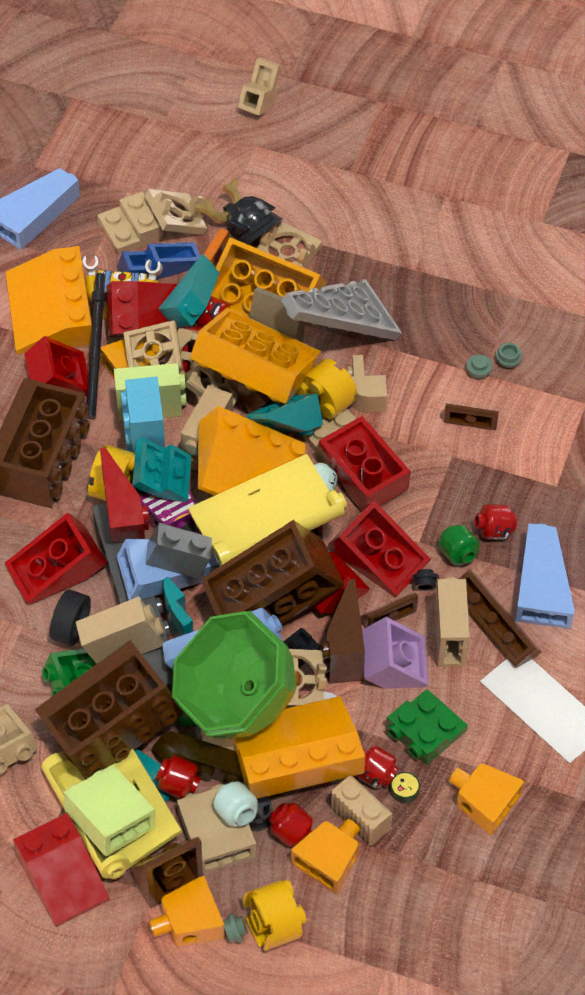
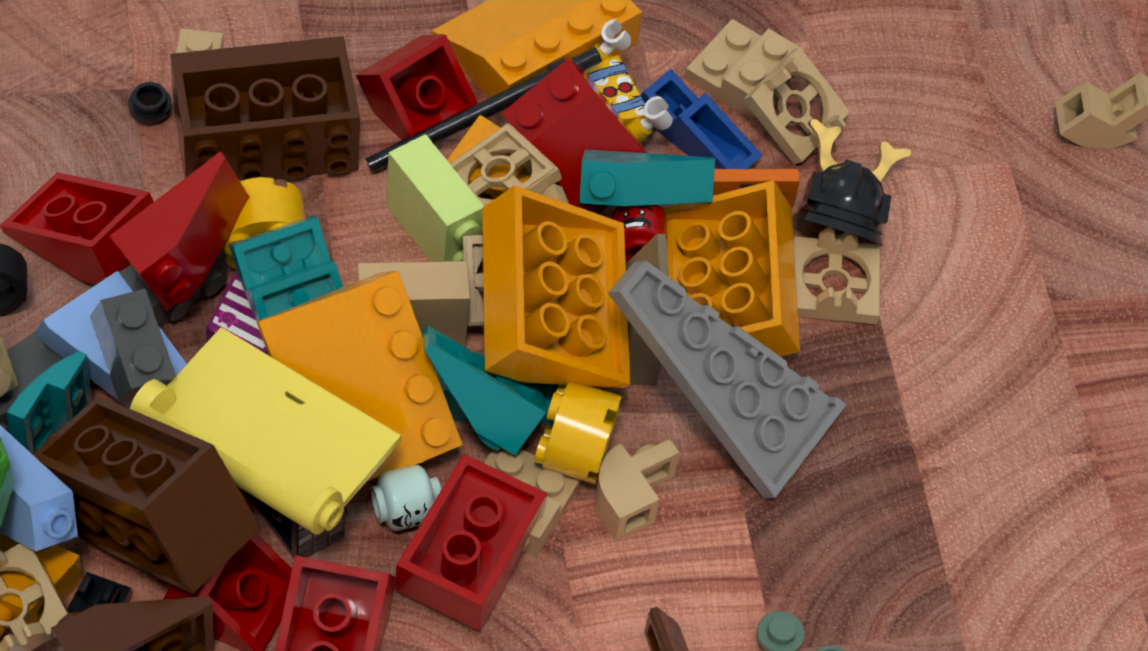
camera: 55 degrees right, 0 degrees up
(142, 412) = (366, 210): medium azure brick -> none

